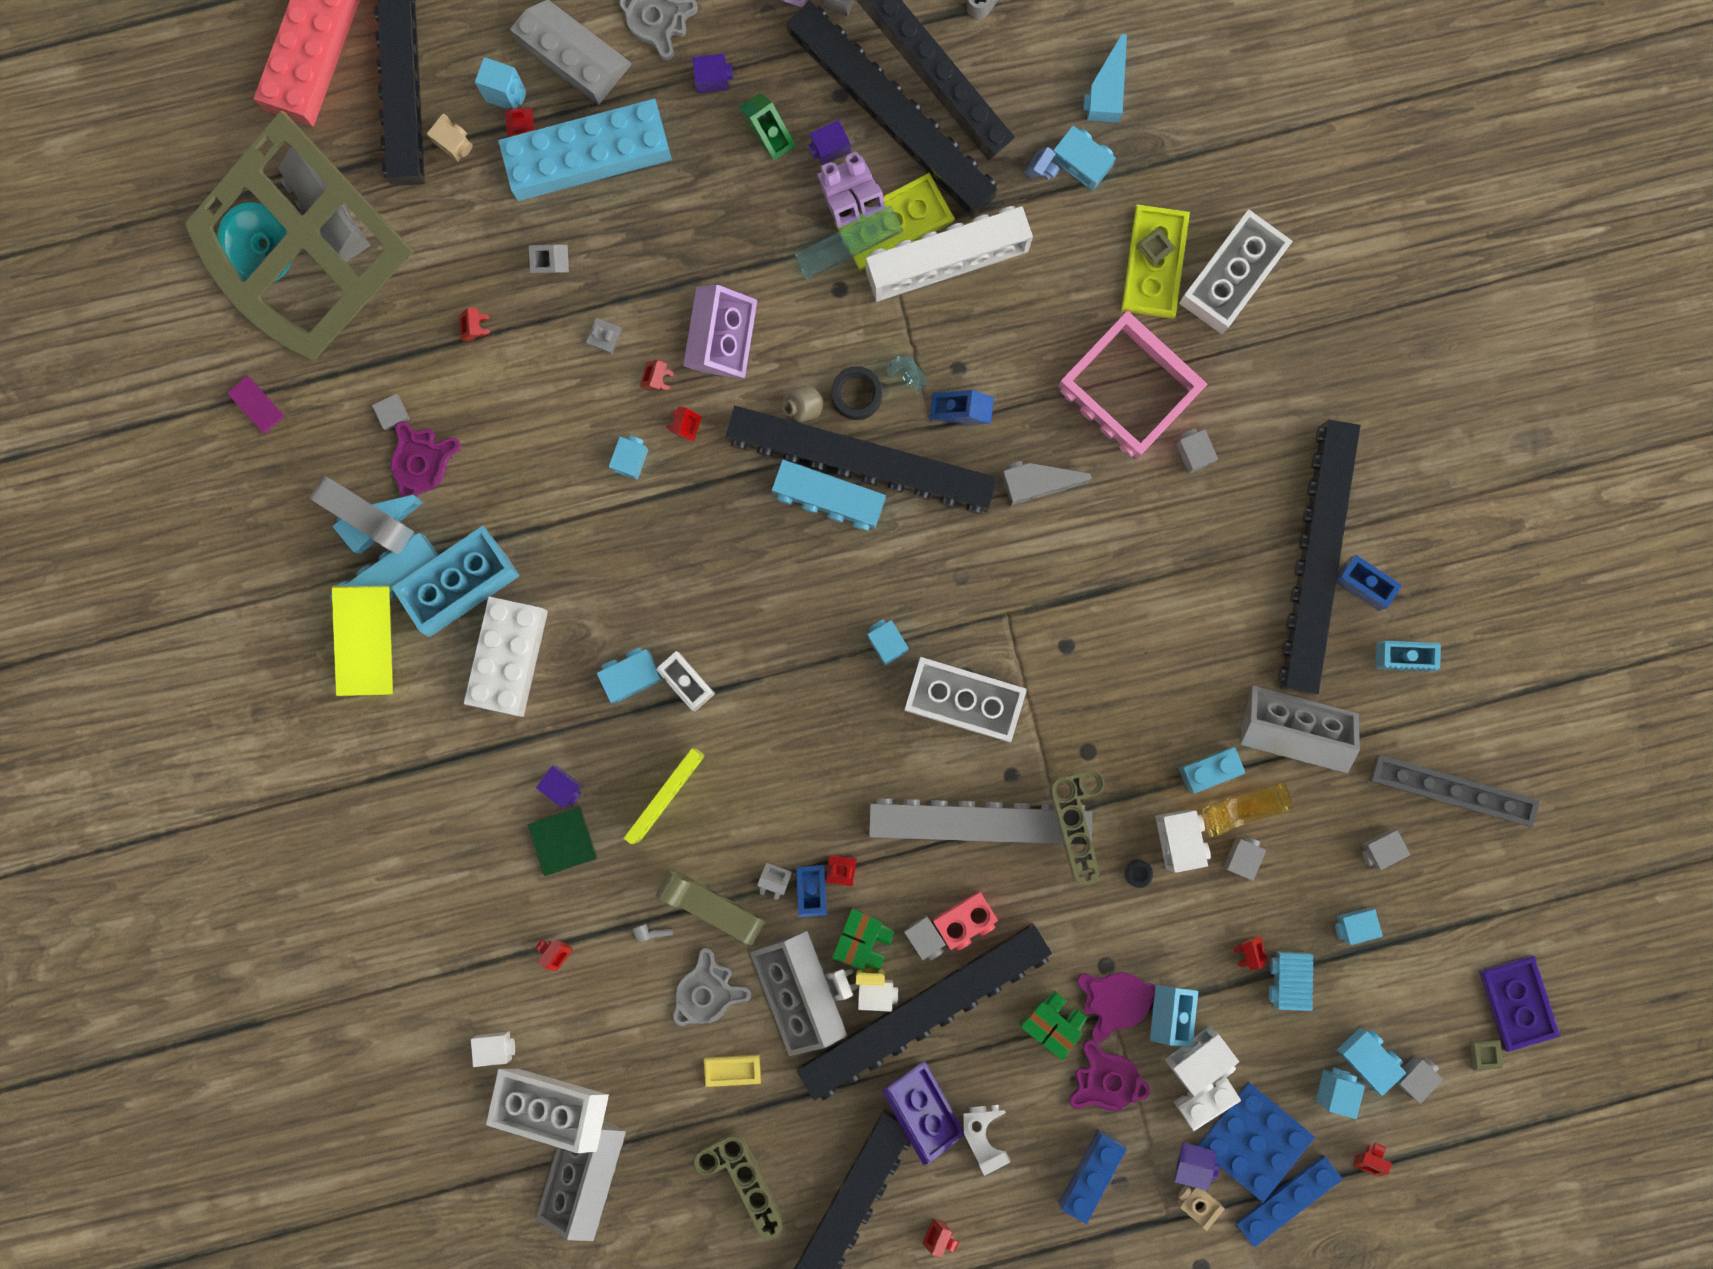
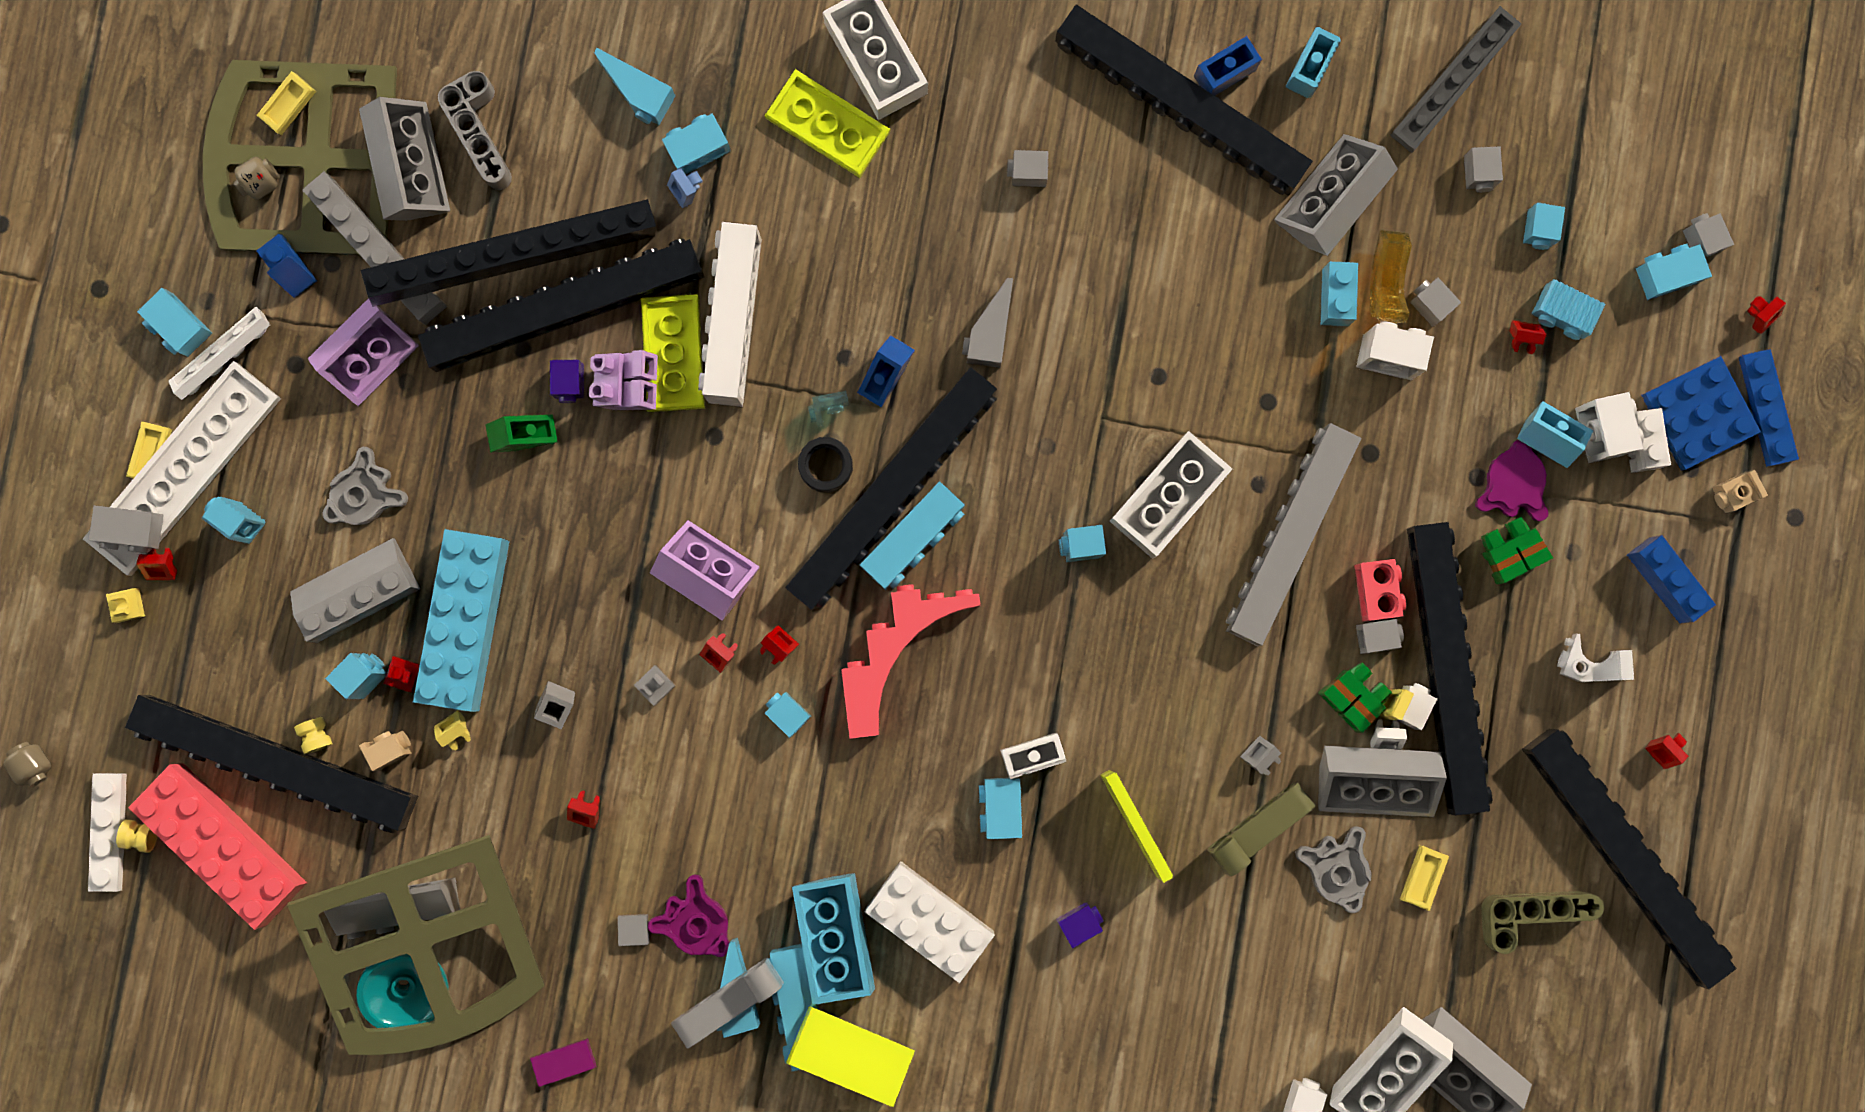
camera: 75 degrees left, 0 degrees up
(435, 73) = (313, 735): none -> light yellow wheel
(492, 183) = (450, 729): none -> light yellow tile
(553, 953) = (1238, 1002): red tile -> none
(562, 841) = (1133, 945): dark green tile -> none
(642, 933) = (1258, 906): light grey hand -> none
(683, 512) = (912, 615): none -> coral arch
(712, 73) = (443, 462): dark purple brick -> none
(802, 404) = (813, 521): dark tan head -> none
(811, 891) = (1289, 724): blue slope -> none
(841, 870) = (1279, 687): red tile -> none
(849, 242) = (674, 405): clear light blue tile -> none
(923, 1112) = (1544, 711): dark purple tile -> none
(1080, 828) = (1343, 441): olive beam -> none
(1108, 1081) = (1587, 524): magenta tile -> none
(1138, 873) = (1404, 407): black tile -> none
(1155, 247) = (815, 116): olive tile -> none
(1160, 354) = (922, 158): bright pink window -> none
(1196, 1166) = (1703, 478): dark purple brick -> none
(1340, 1092) = (1693, 313): medium azure brick -> none
(1486, 1054) = (1711, 164): olive tile -> none
(1519, 1003) = (1676, 112): dark purple tile -> none

